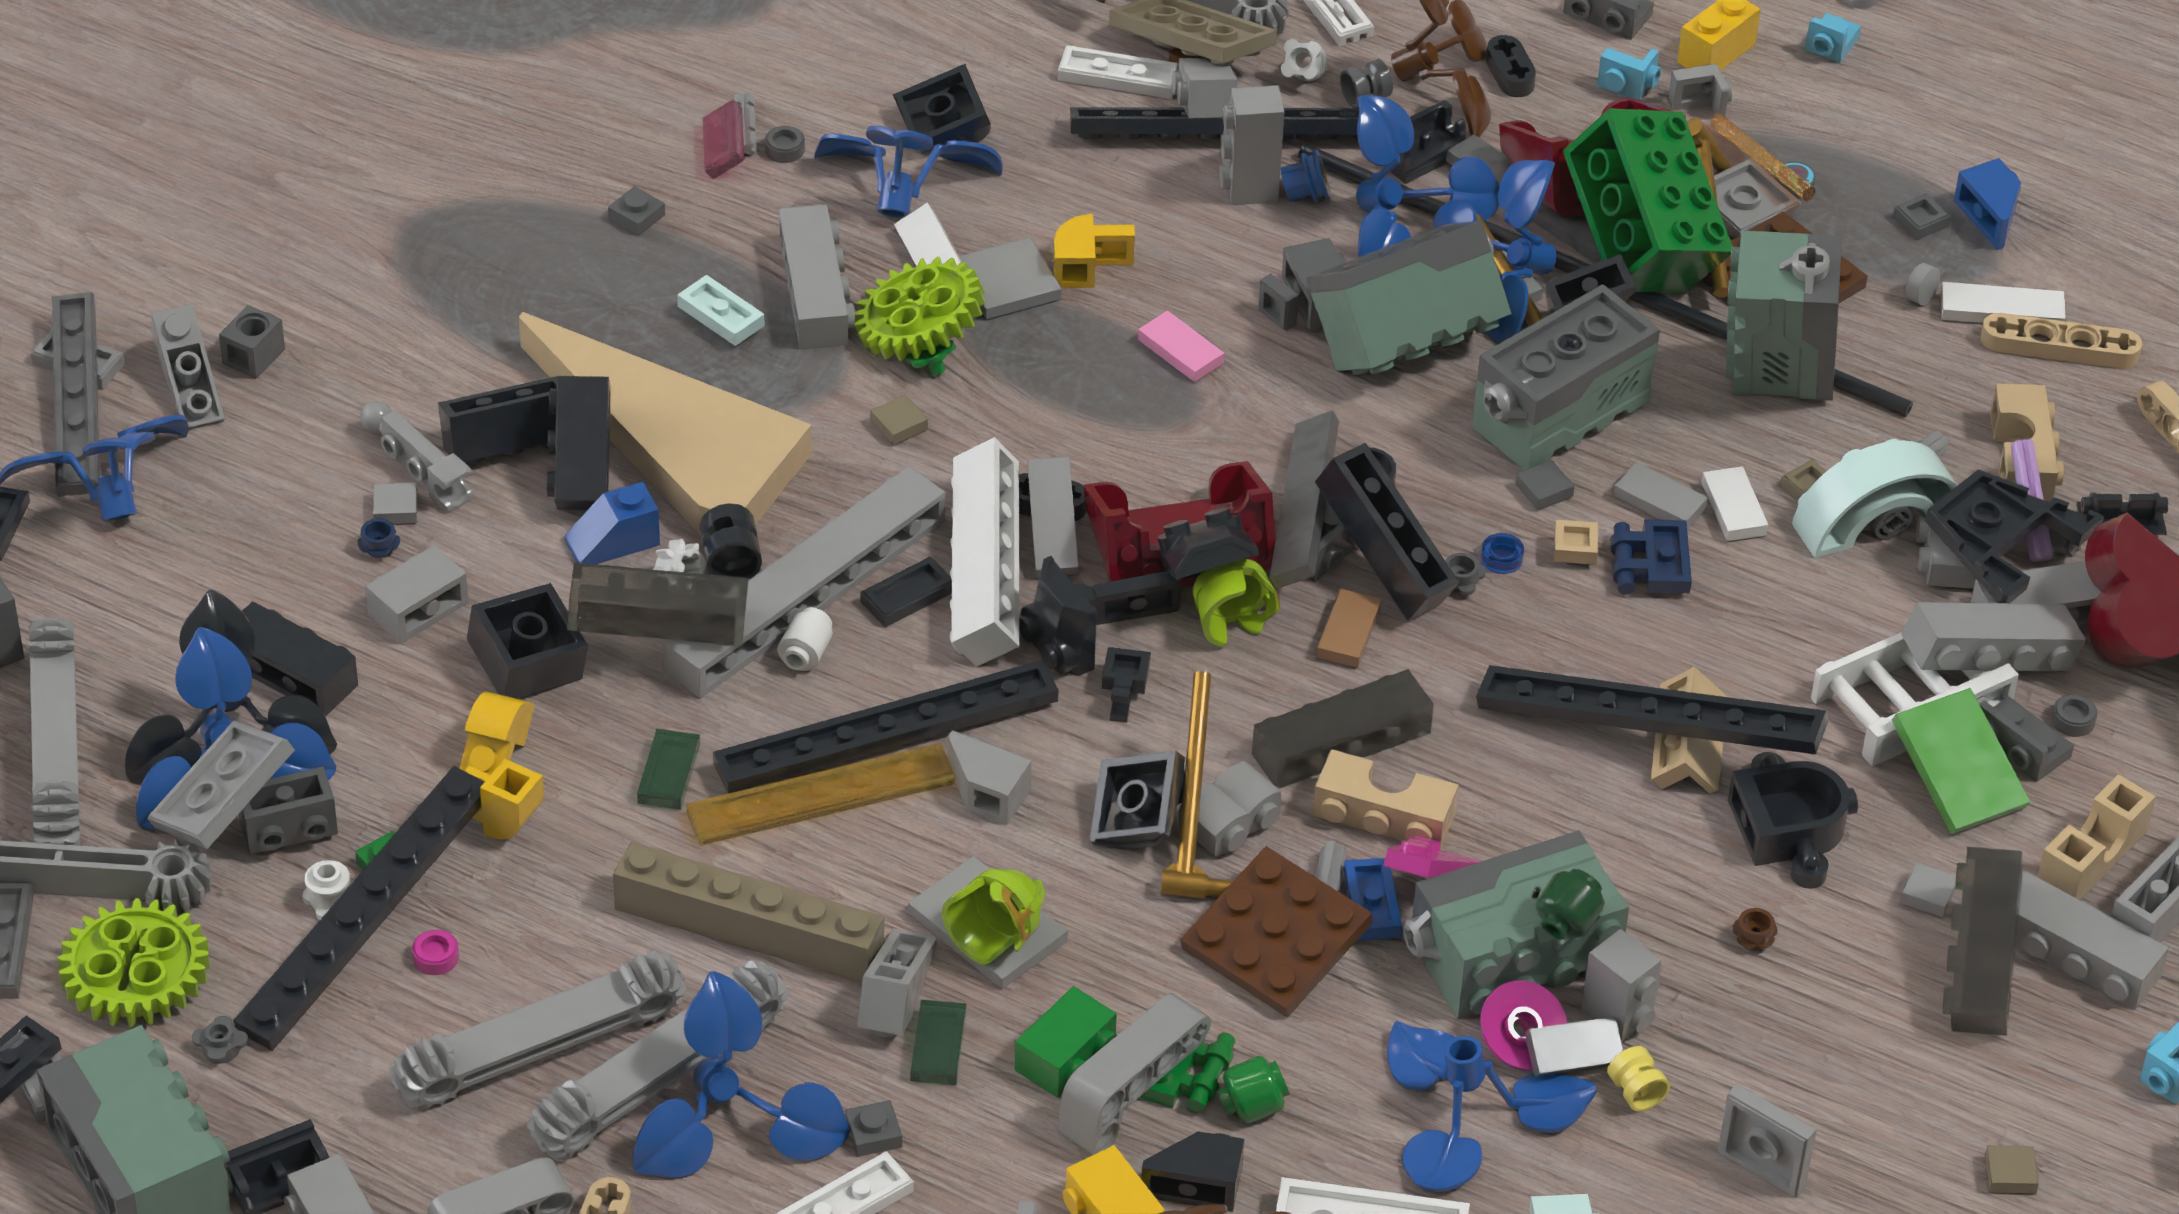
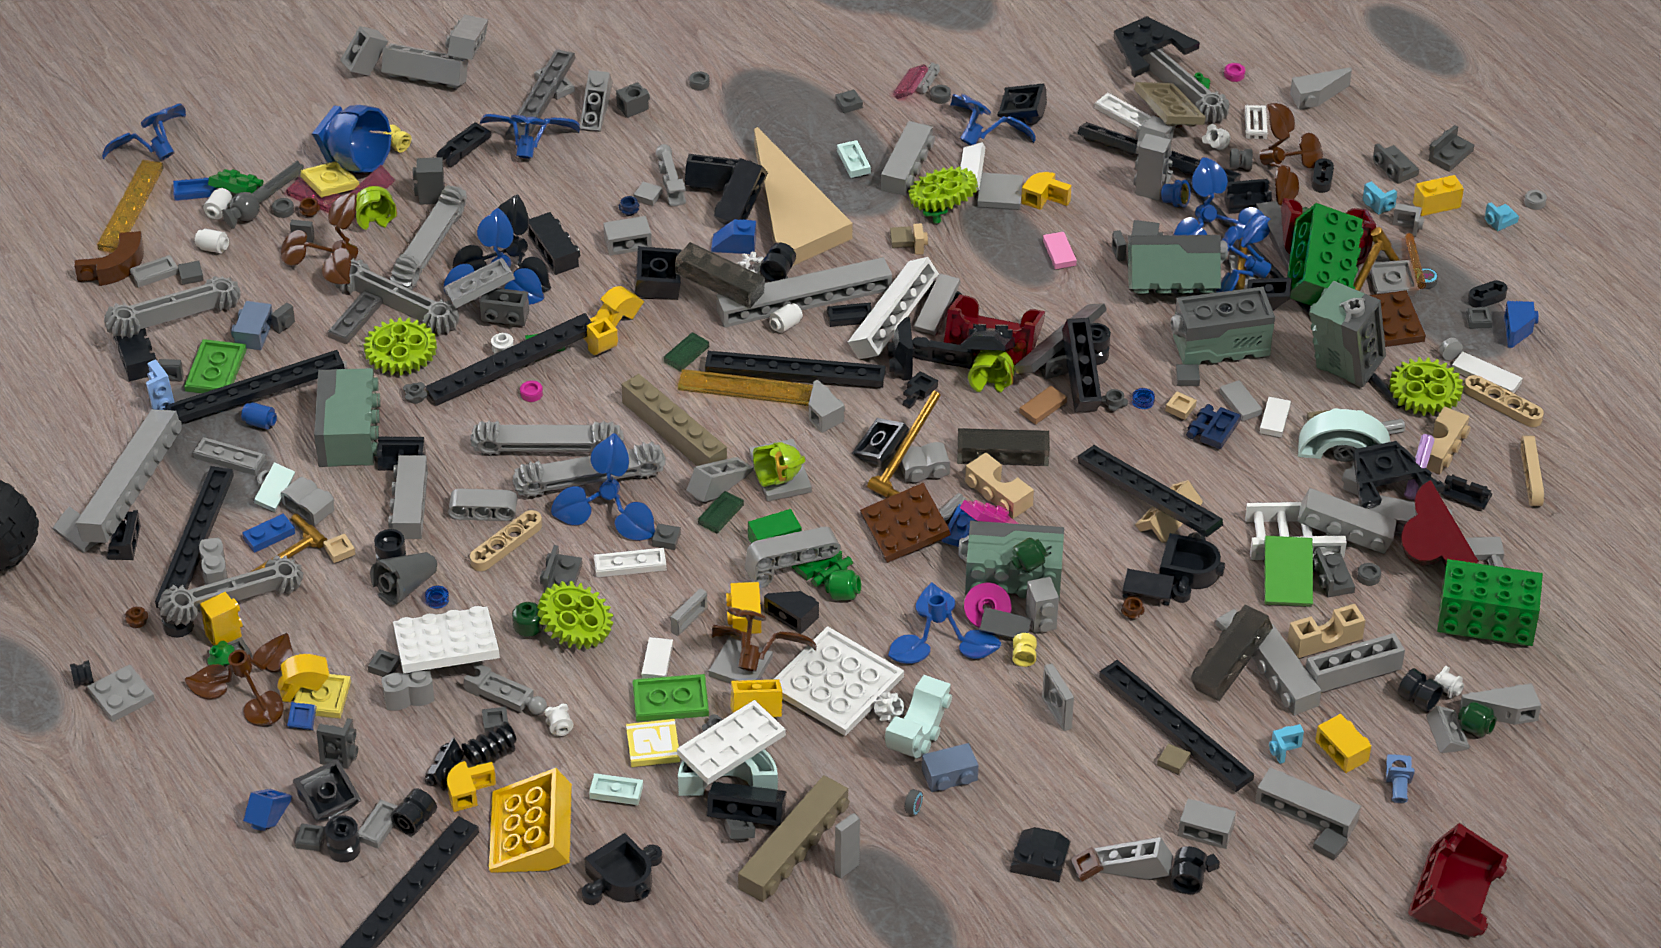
camera: 30 degrees right, 0 degrees up
(344, 265) = (699, 80): none -> dark grey tile
(939, 411) = (920, 239): none -> tan plate
(1756, 878) = (1148, 585): none -> black hinge
(1899, 168) = (1487, 294): none -> black beam
(1933, 361) = (1426, 386): none -> lime gear
(1976, 1108) = (1176, 726): none -> black plate

